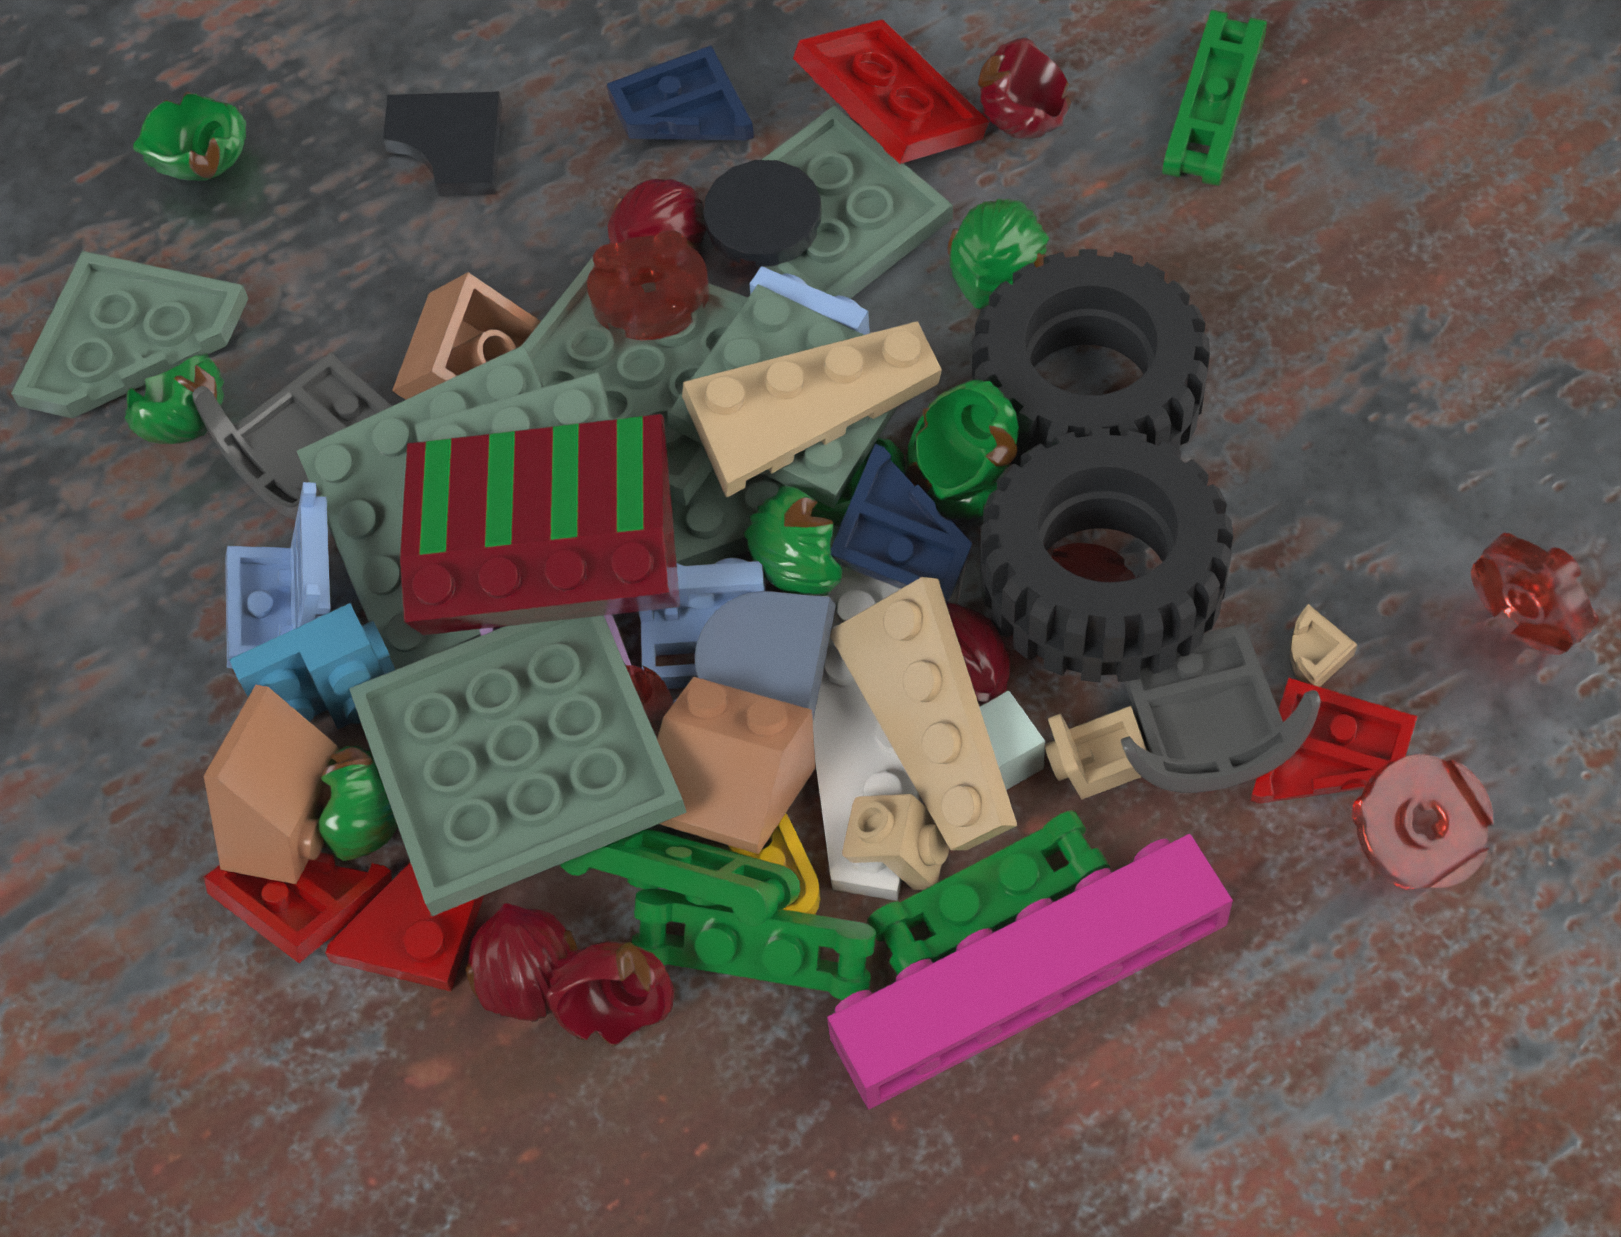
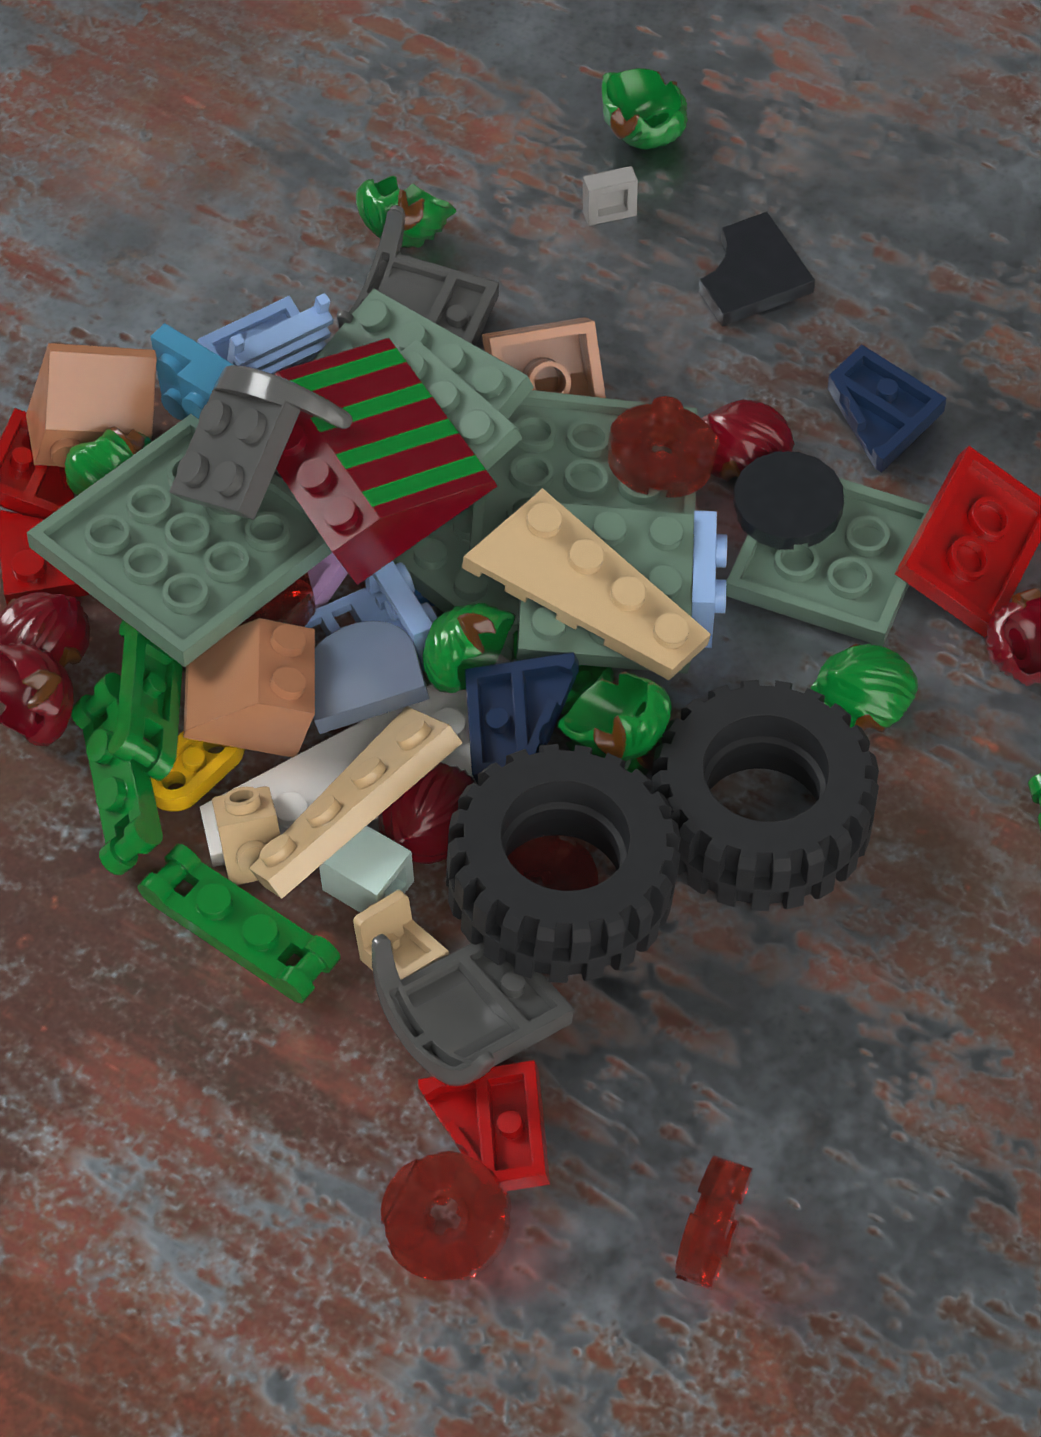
camera: 60 degrees right, 5 degrees down
(120, 327) = (453, 152): sand green plate -> none
(279, 213) = (610, 195): none -> light grey plate
(467, 624) = (244, 437): none -> dark grey piece
(1028, 969) = (182, 973): dark pink brick -> none
(1318, 648) = (591, 1085): tan tile -> none

